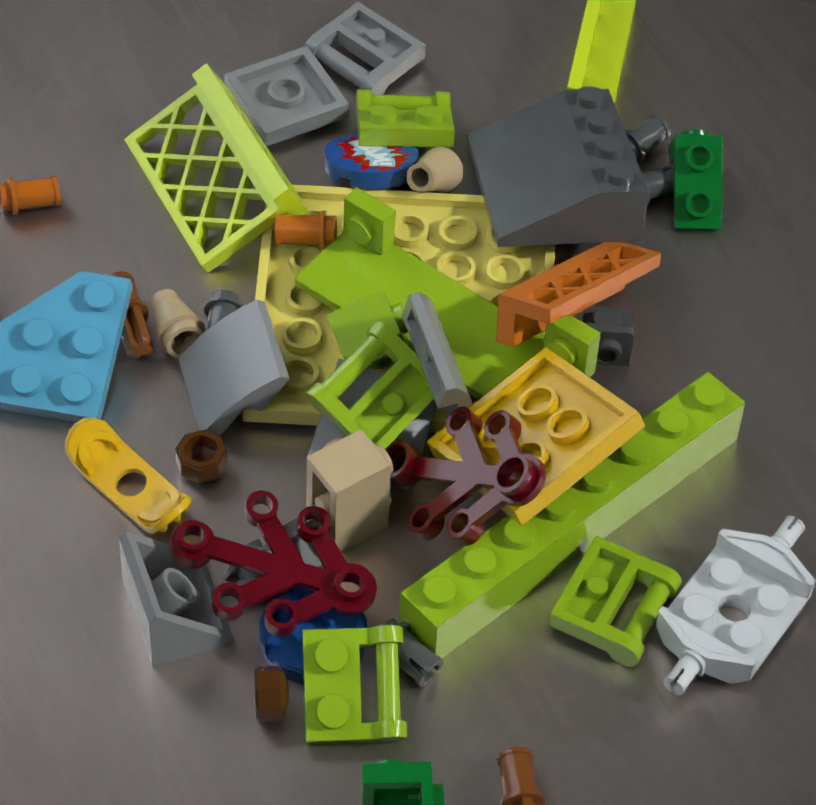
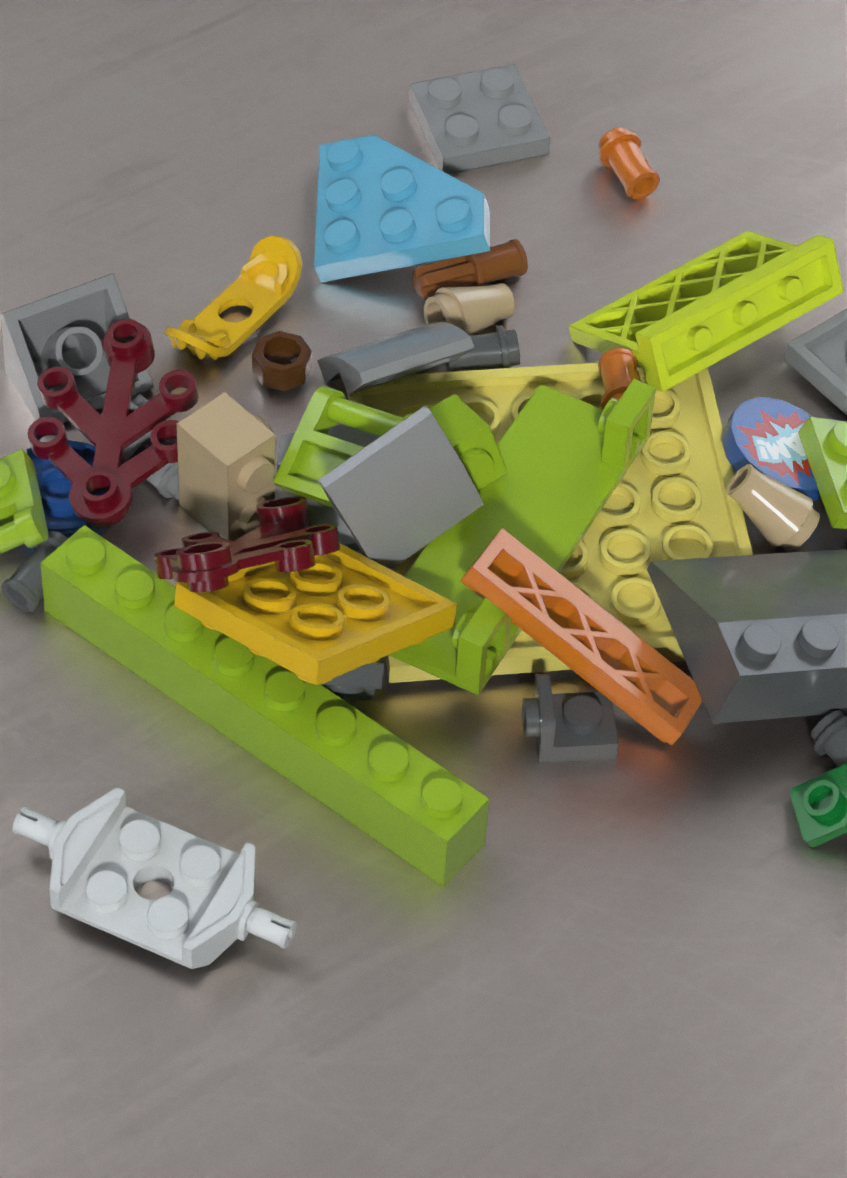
camera: 80 degrees right, 0 degrees up
(598, 593) = (152, 742): lime plate -> none

